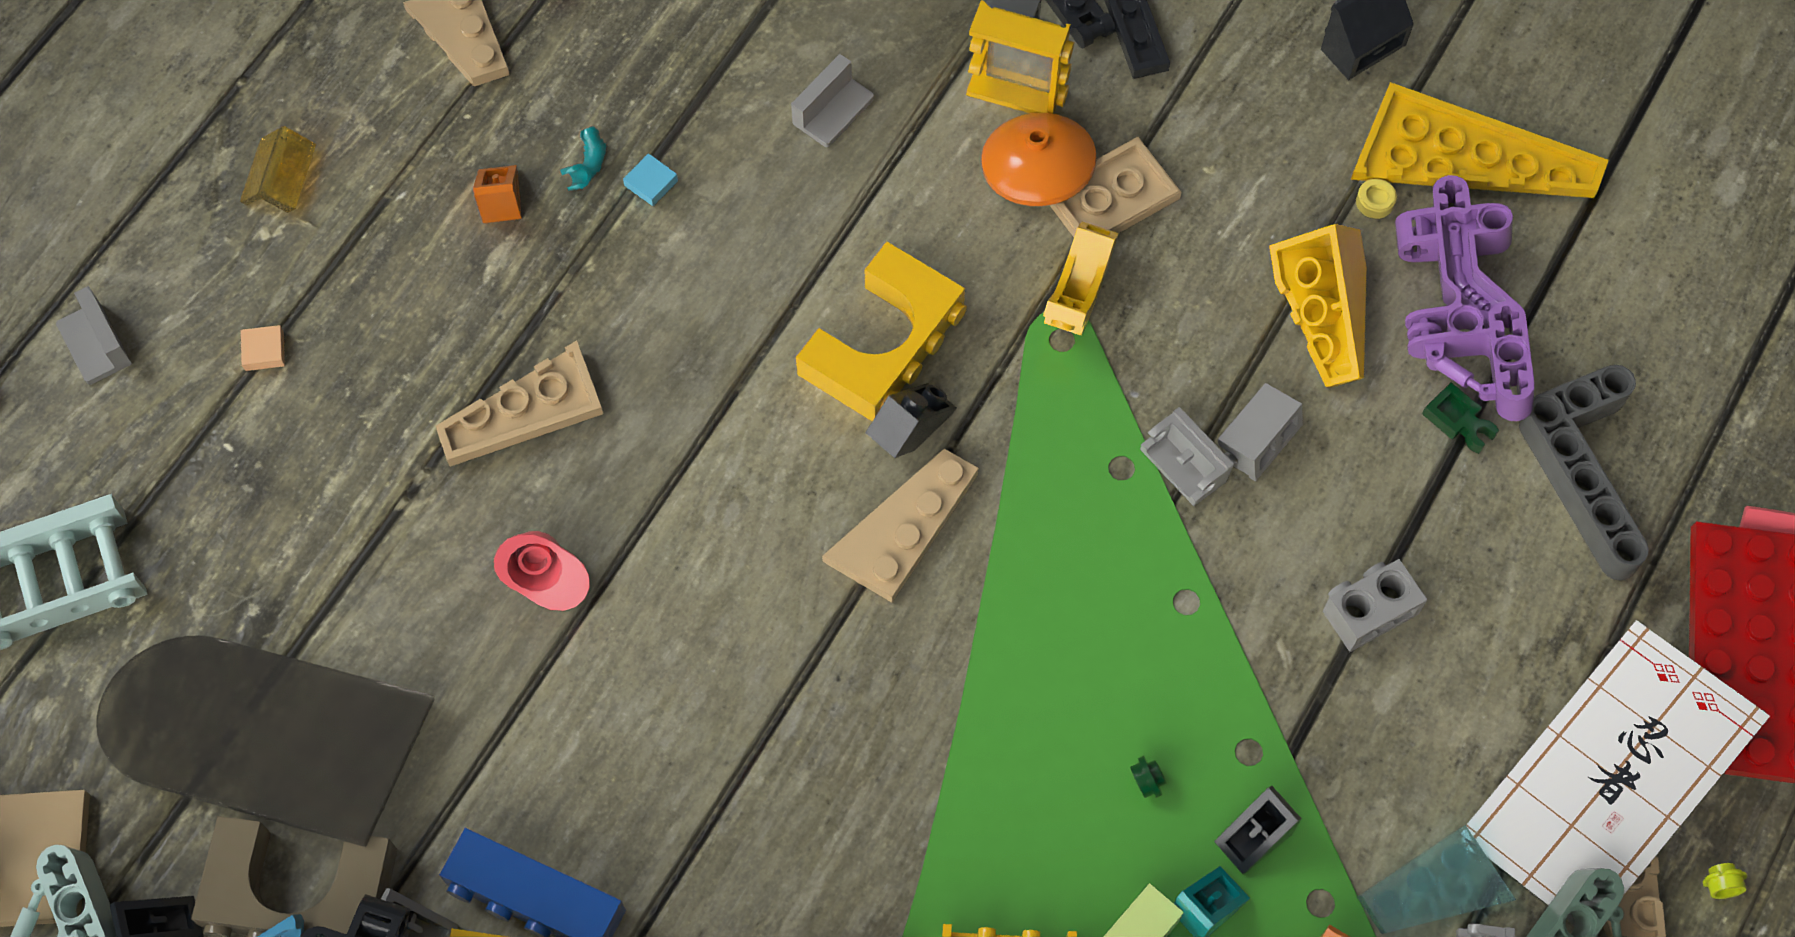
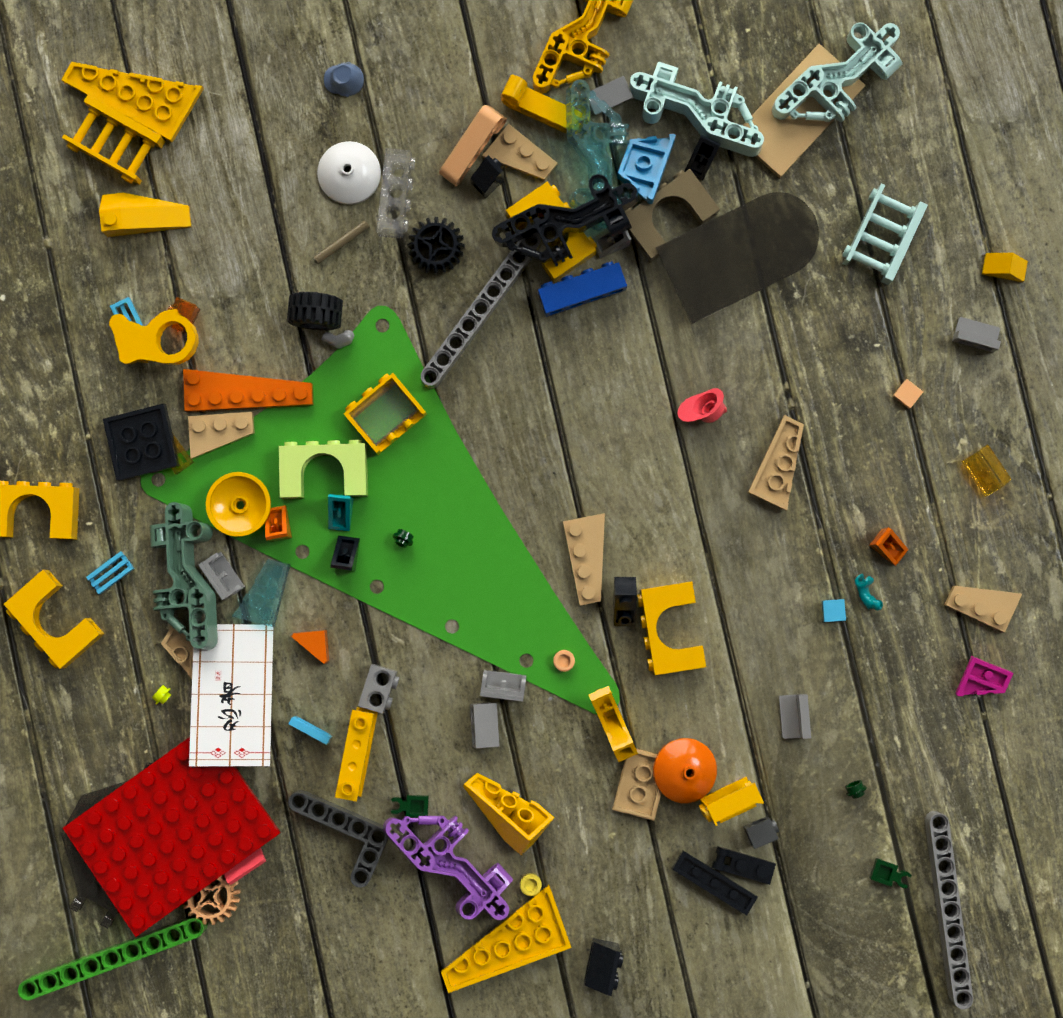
camera: 135 degrees right, 20 degrees up
(1069, 420) = (564, 660): none -> light nougat tile
(1418, 751) = (315, 642): none -> orange slope
(1488, 532) = (356, 754): none -> yellow fence
(1526, 634) = (310, 729): none -> medium azure tile

